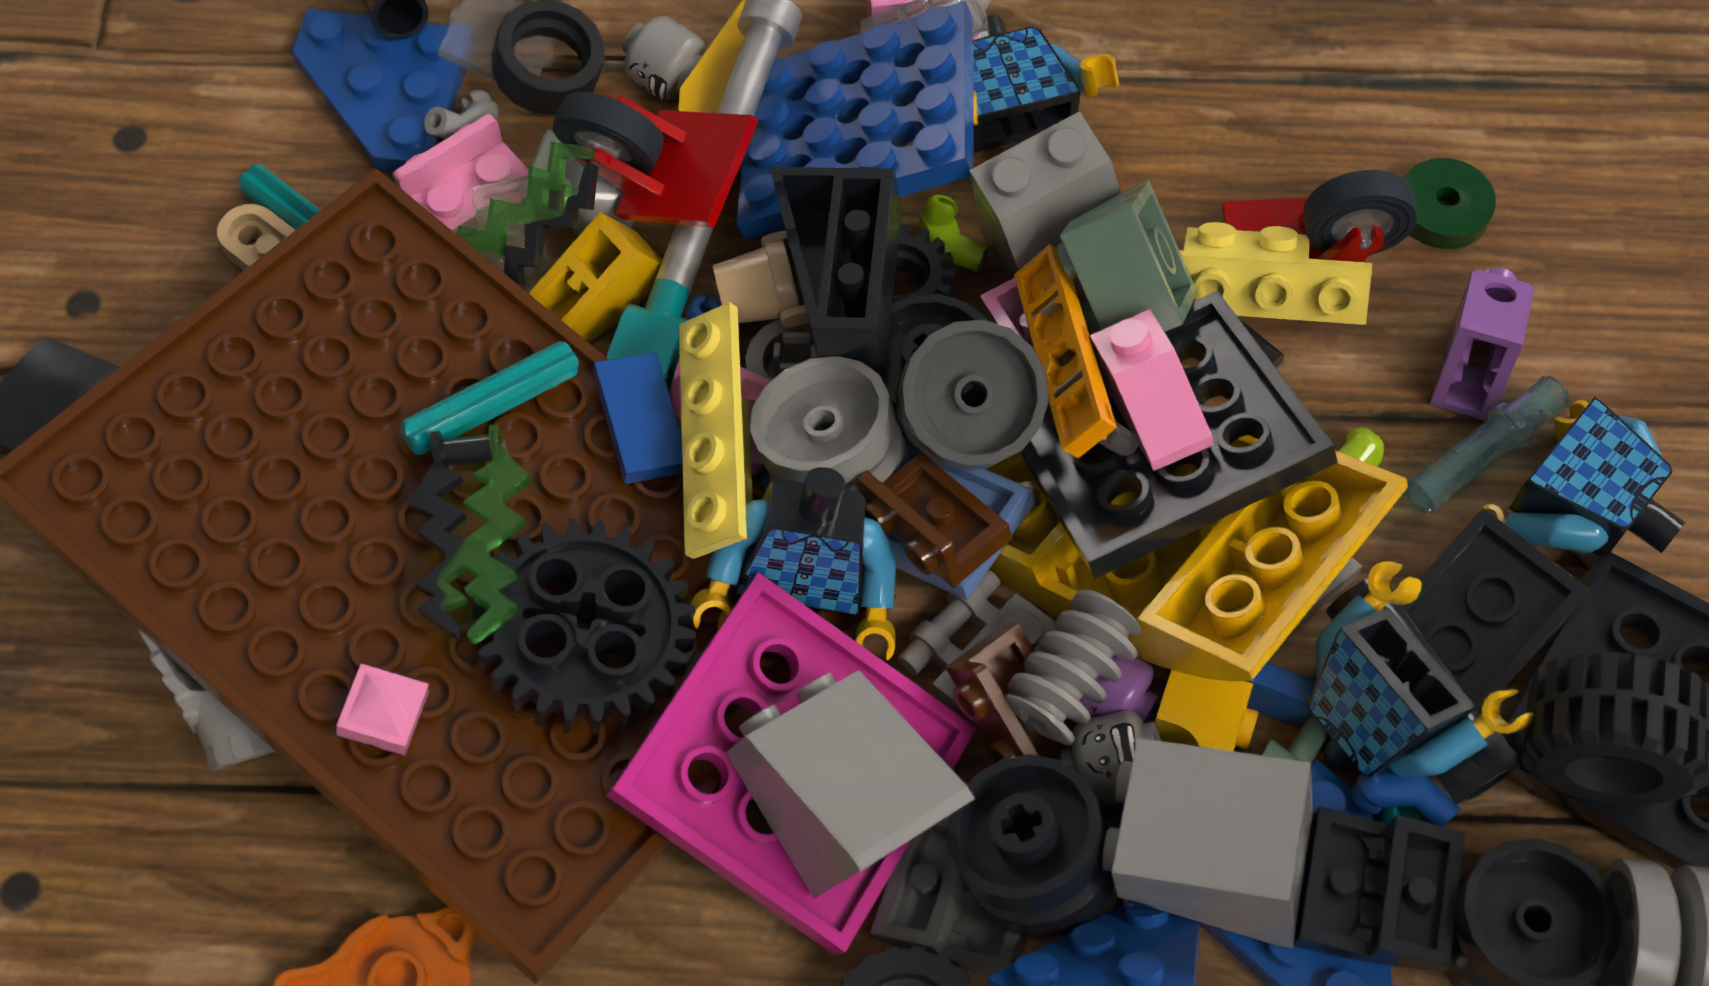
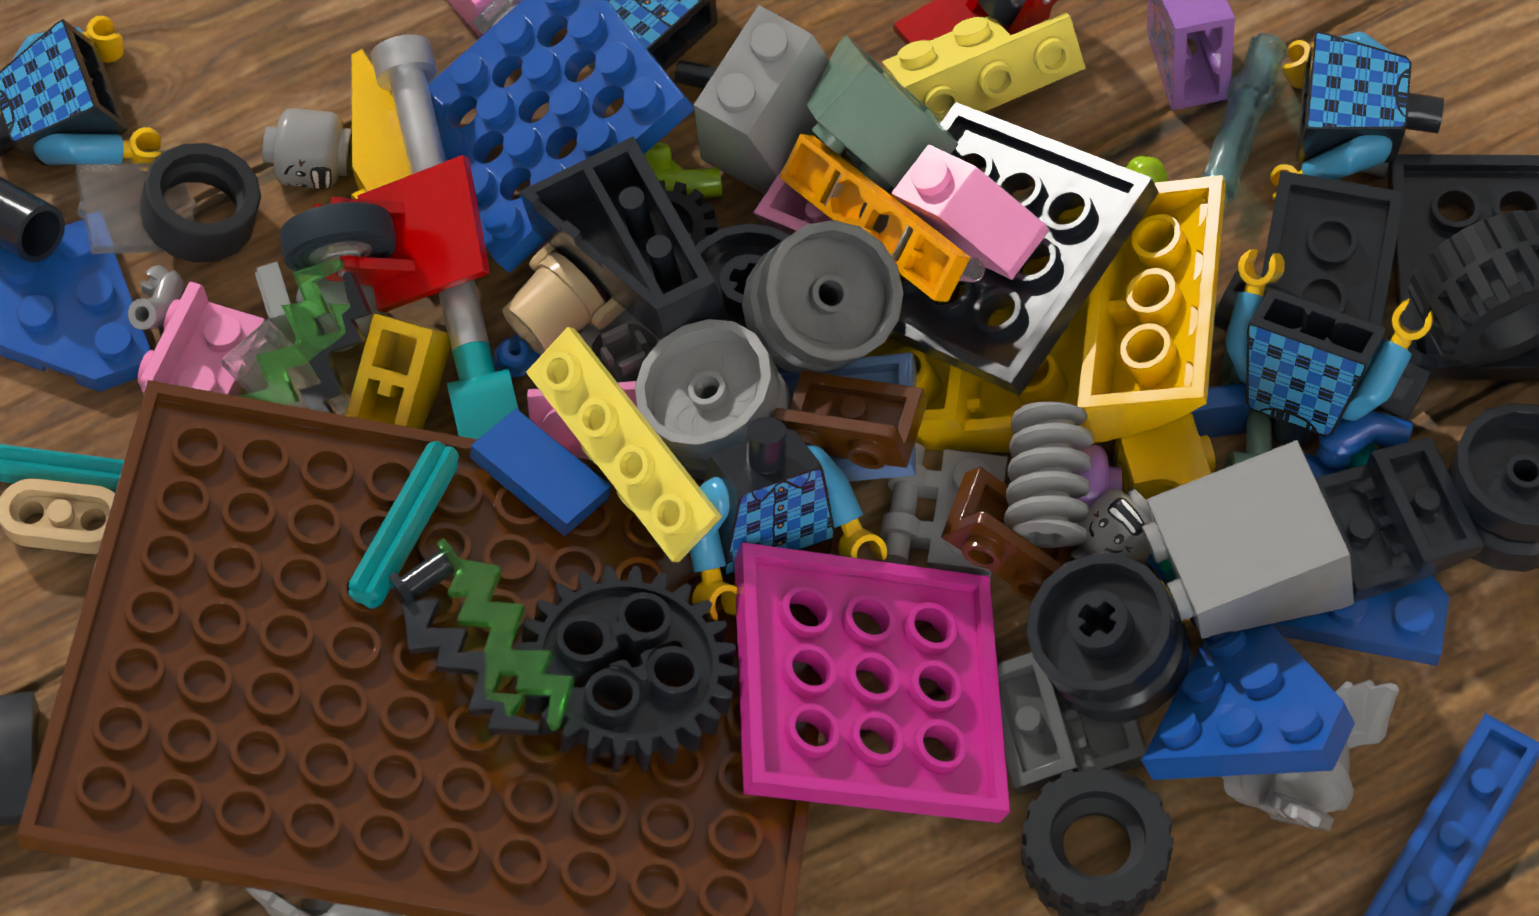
camera: 30 degrees left, 0 degrees up
(382, 709) = (511, 829): bright pink tile -> none
(843, 778) = (933, 669): light grey slope -> none

